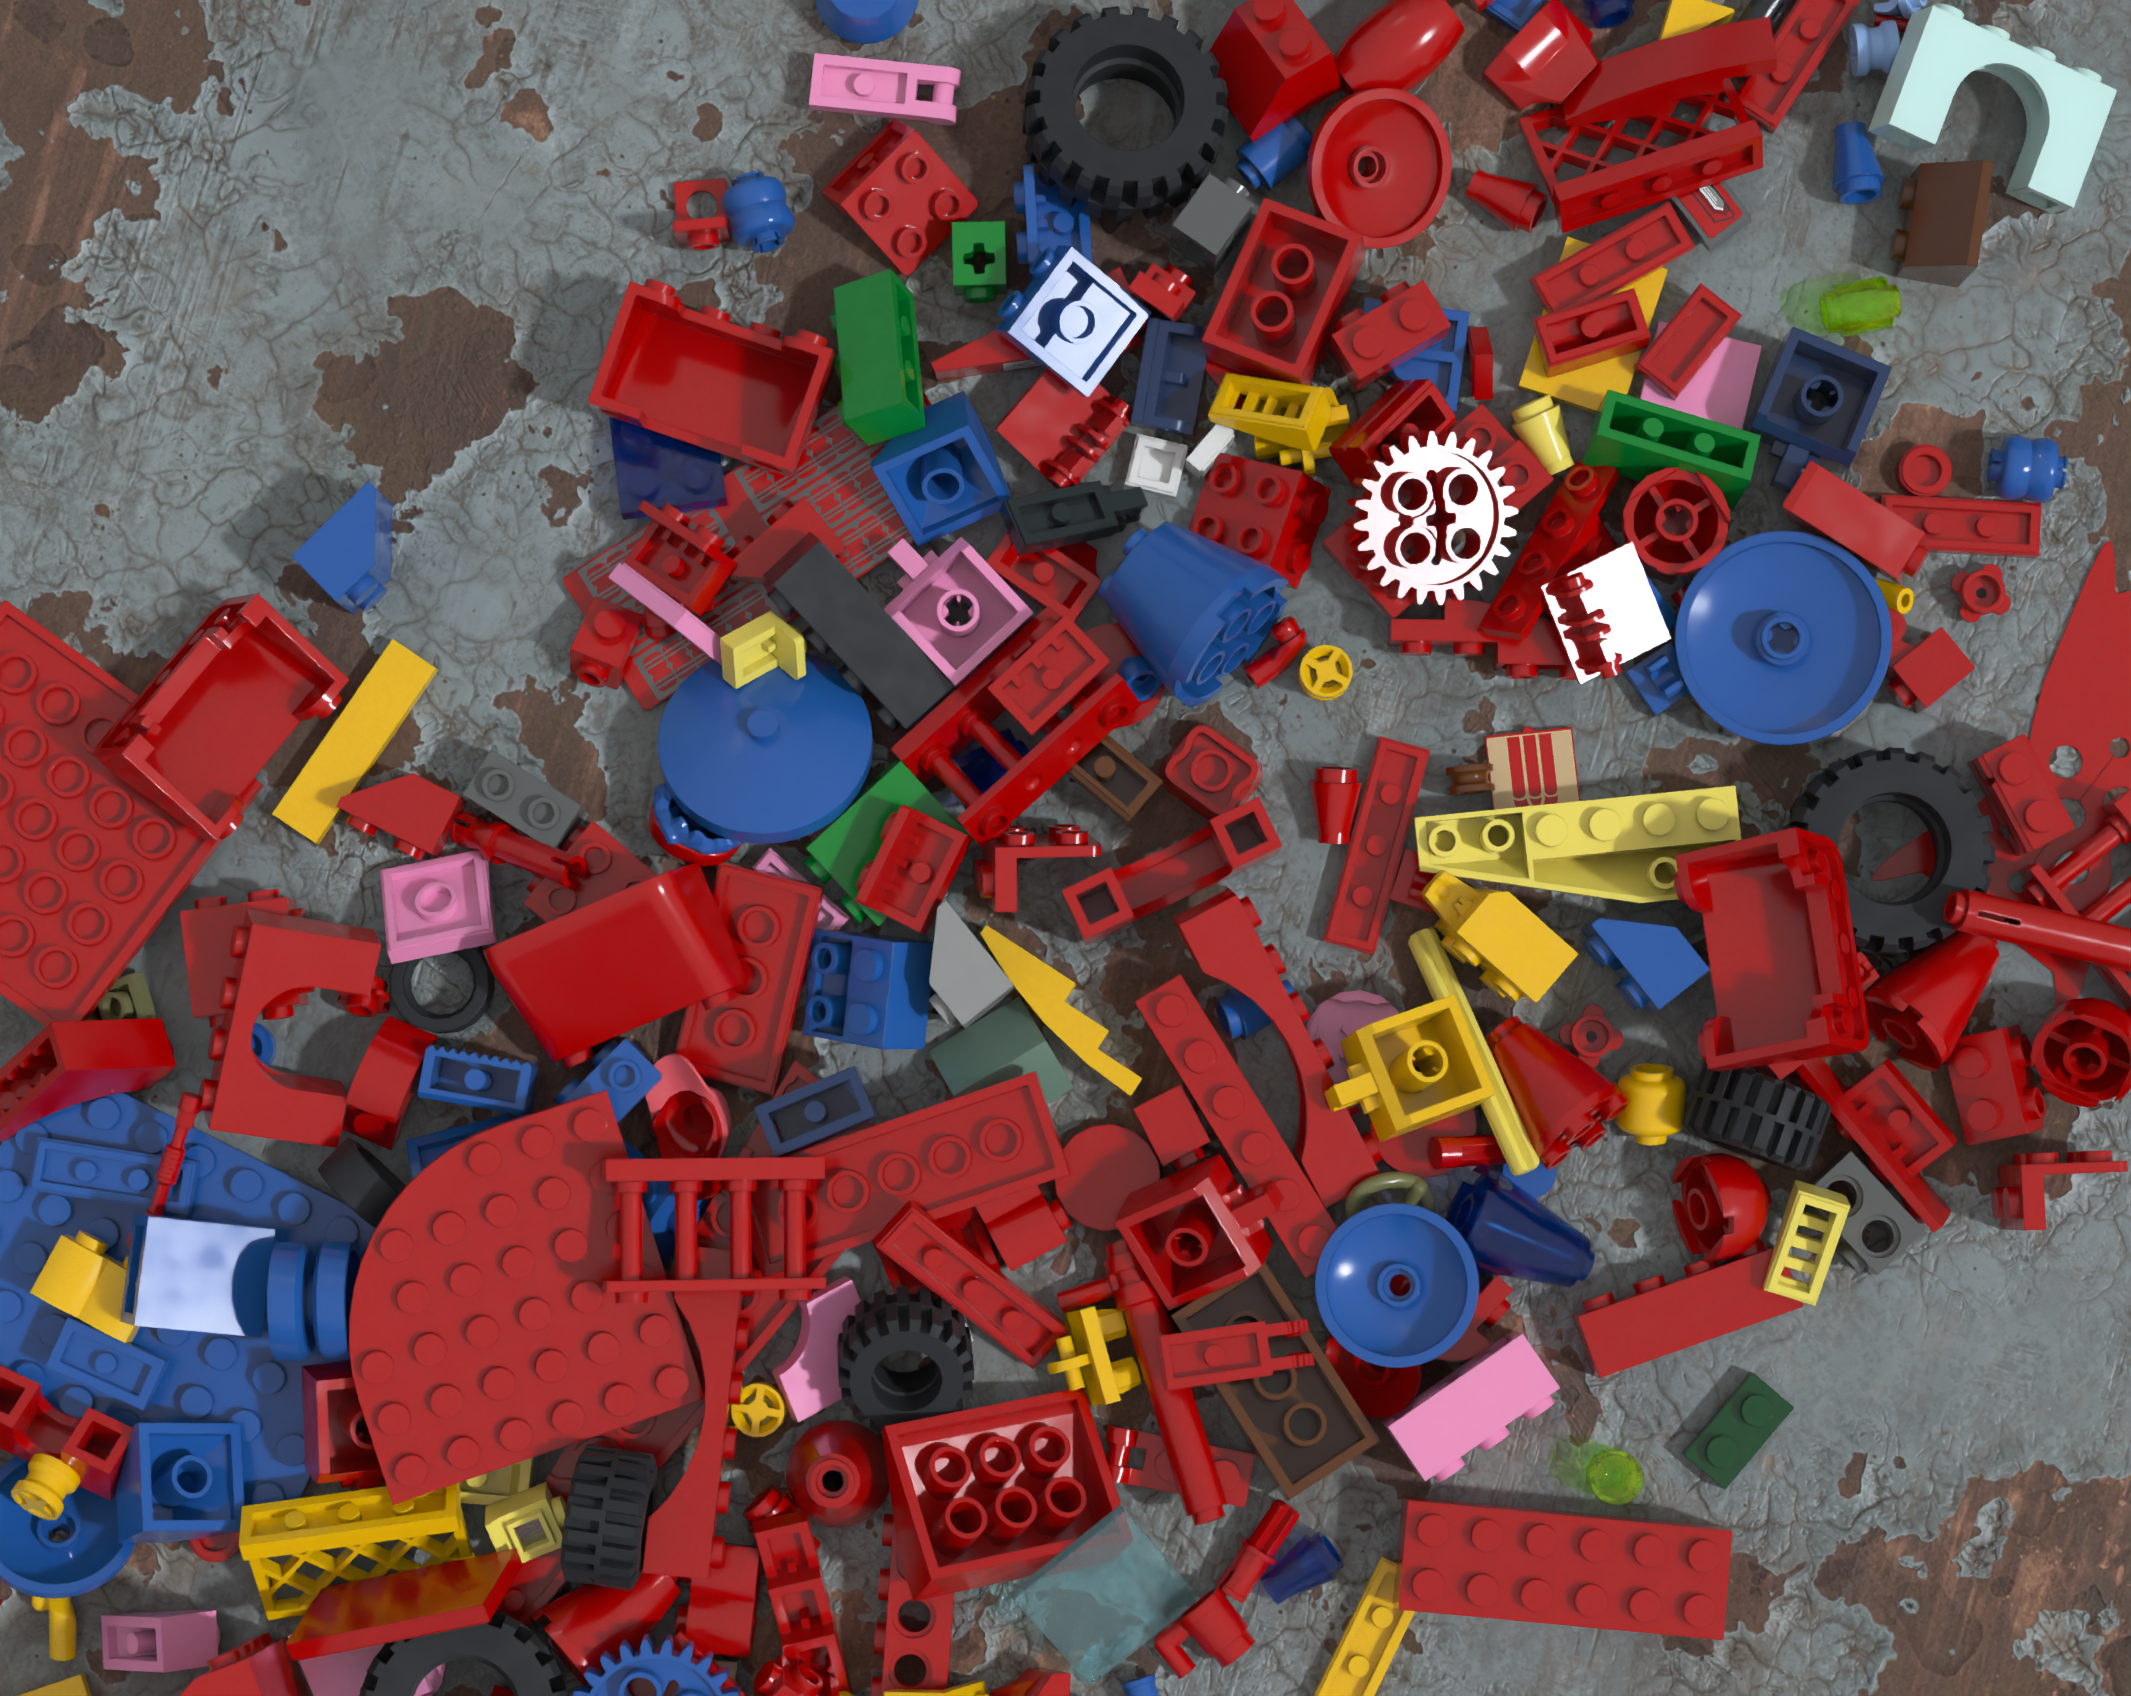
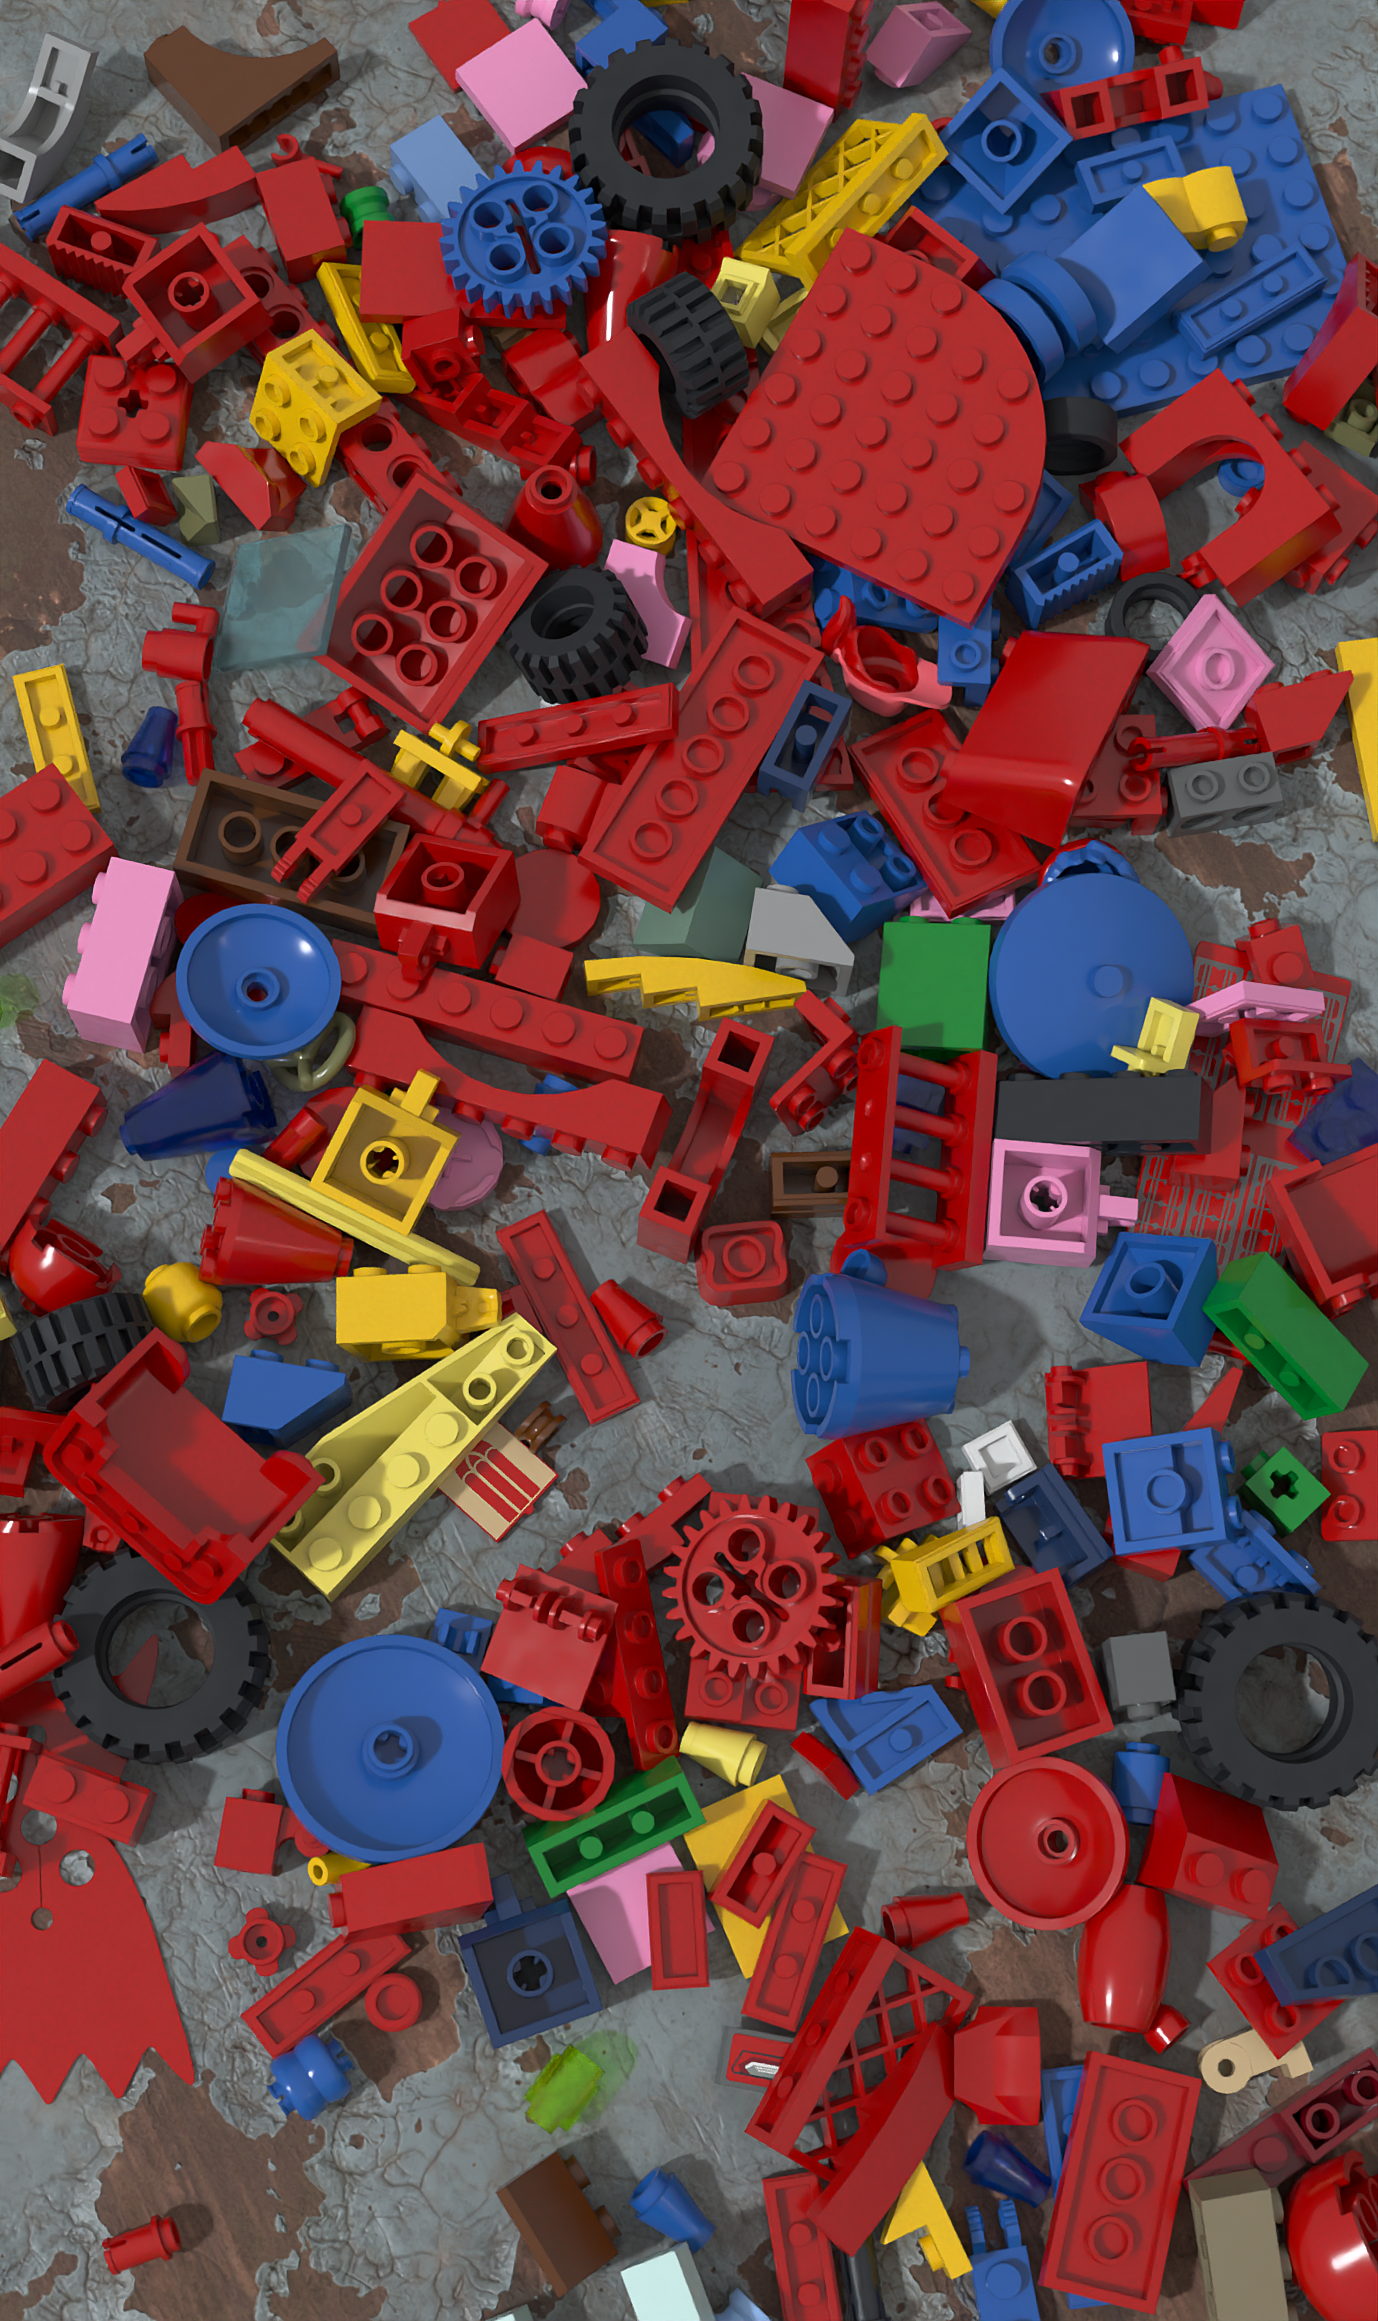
camera: 125 degrees right, 10 degrees down
(45, 1486) = (1092, 59): yellow wheel -> none
(173, 1153) = (1225, 338): red piece -> none
(404, 1605) = (773, 170): red tile -> none
(686, 1179) = (815, 642): red fence -> none
(912, 868) = (900, 973): red bracket -> none
(1047, 673) = (934, 1197): red bracket -> none
(1052, 577) = (1008, 1304): red slope -> none
(1070, 515) = (1028, 1350): black hinge -> none
(1165, 290) = (1120, 1586): red slope -> none
(1279, 657) = (771, 1391): red arm -> none
(1330, 664) = (724, 1400): yellow wheel -> none
(1389, 334) = (917, 1709): red brick -> none

